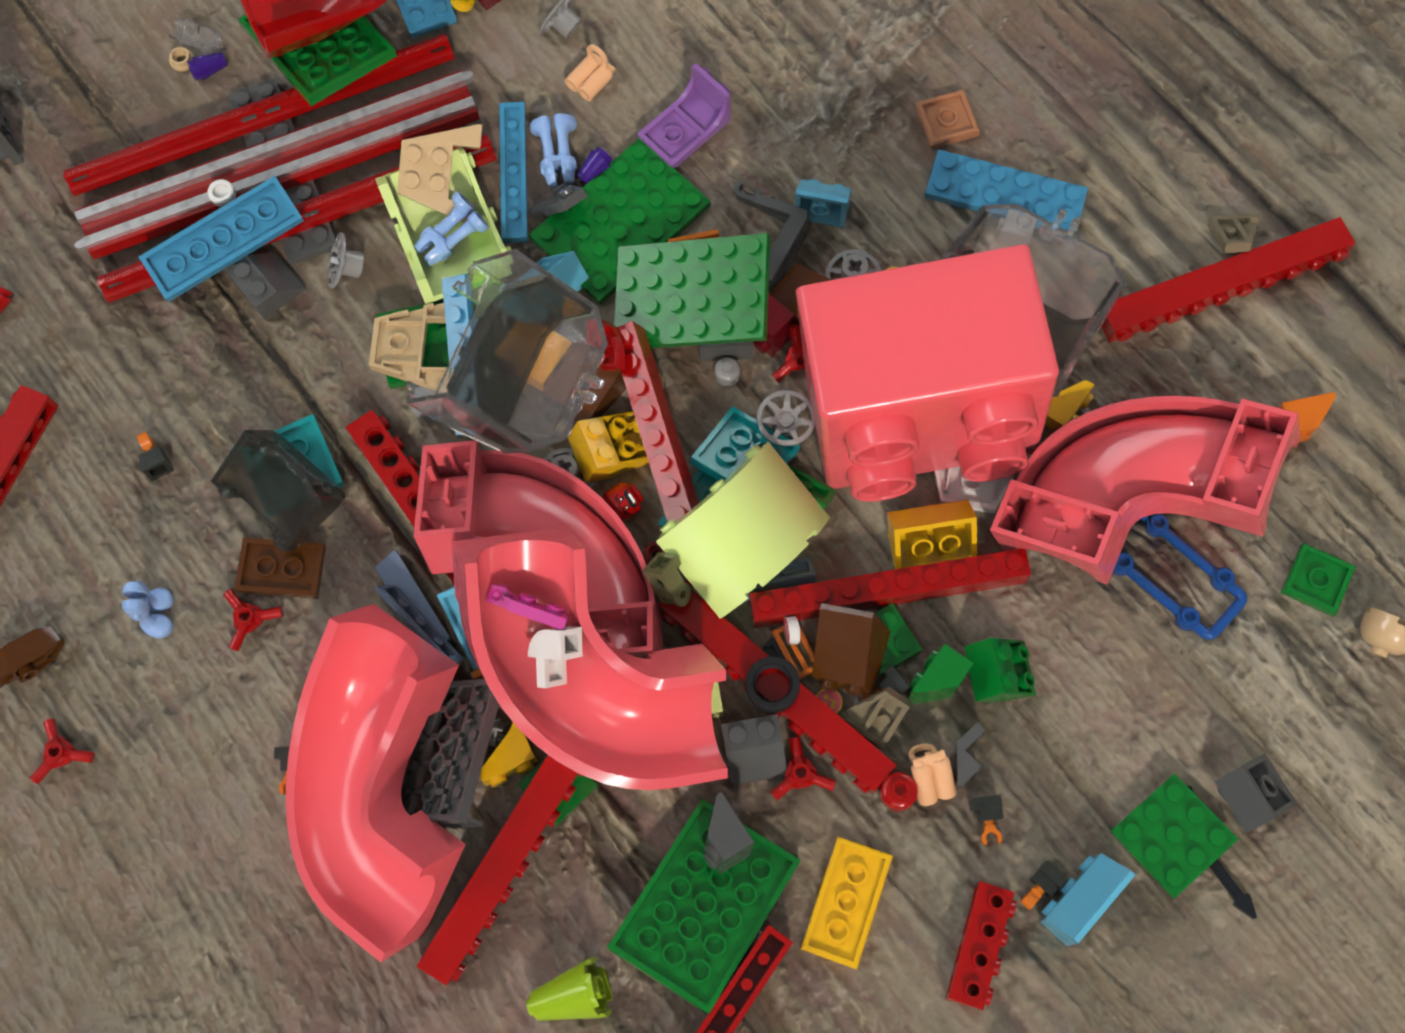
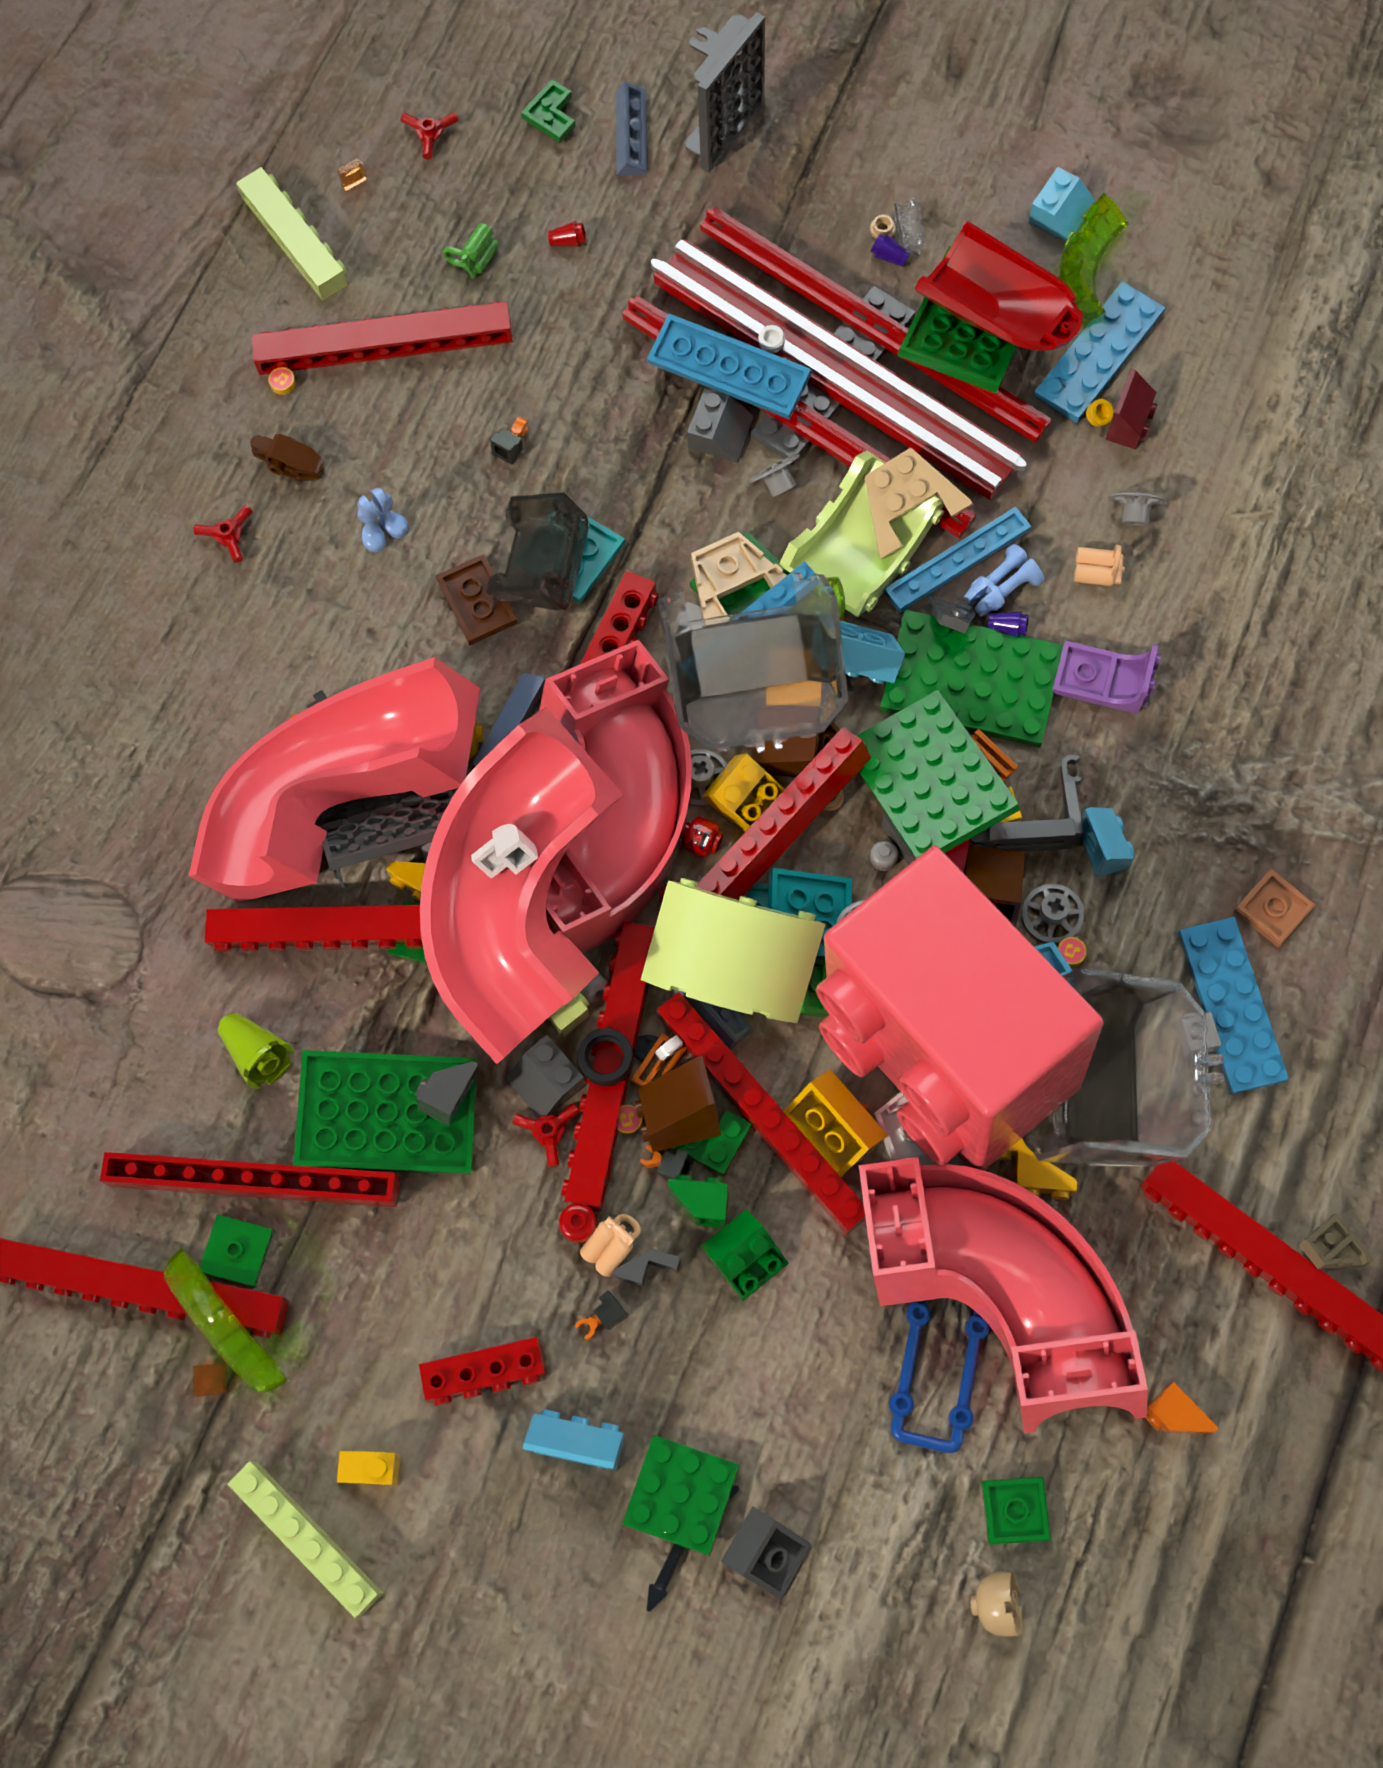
camera: 60 degrees right, 0 degrees up
(247, 617) = (419, 601): red piece -> none
(416, 621) = (493, 725): sand blue slope -> none
(443, 244) = (848, 533): light blue piece -> none
(528, 607) = (526, 804): dark pink hinge -> none
(614, 352) = (824, 740): red tile -> none
(666, 579) = (642, 906): olive leg -> none
(846, 902) = (458, 1234): yellow tile -> none
(878, 715) = (636, 1167): dark tan wing -> none
(1046, 881) = (574, 1398): pearl dark grey piece -> none

